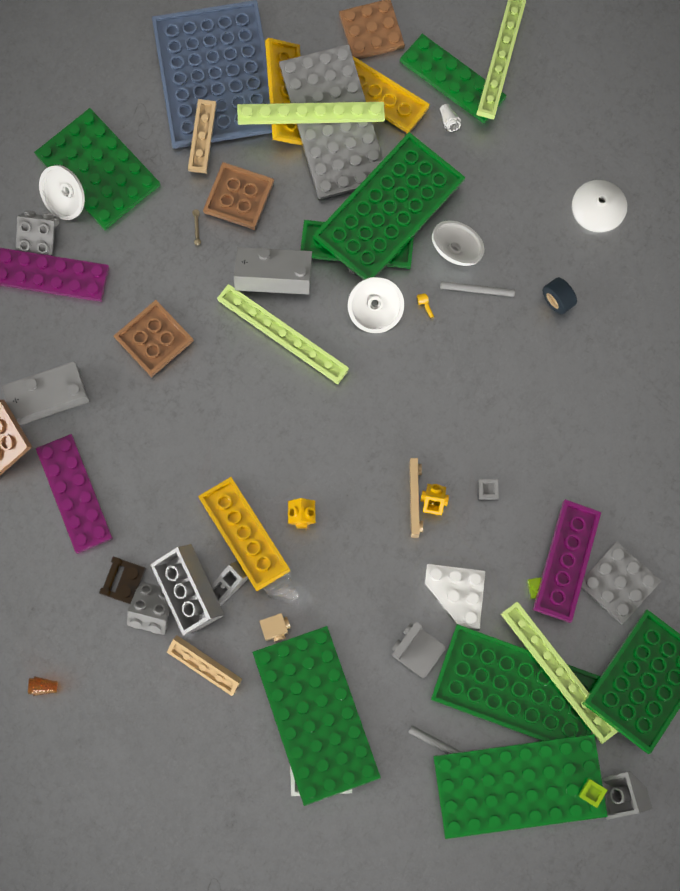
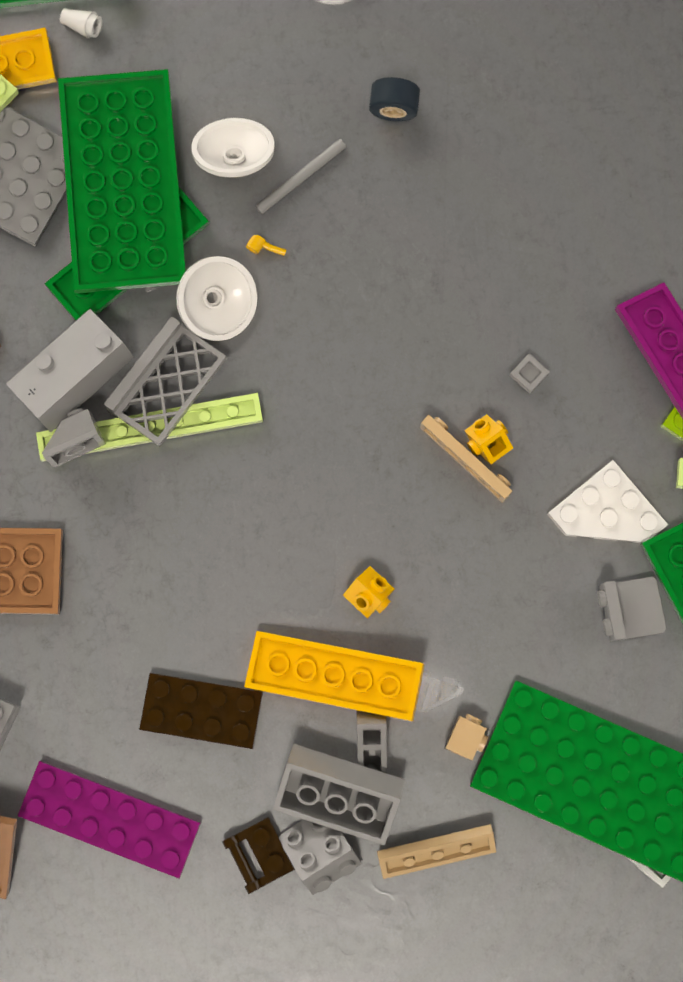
camera: 45 degrees left, 5 degrees up
(167, 487) = (201, 710): none -> dark brown plate
(240, 302) = (73, 438): none -> light grey slope
(313, 304) = (144, 369): none -> light grey fence

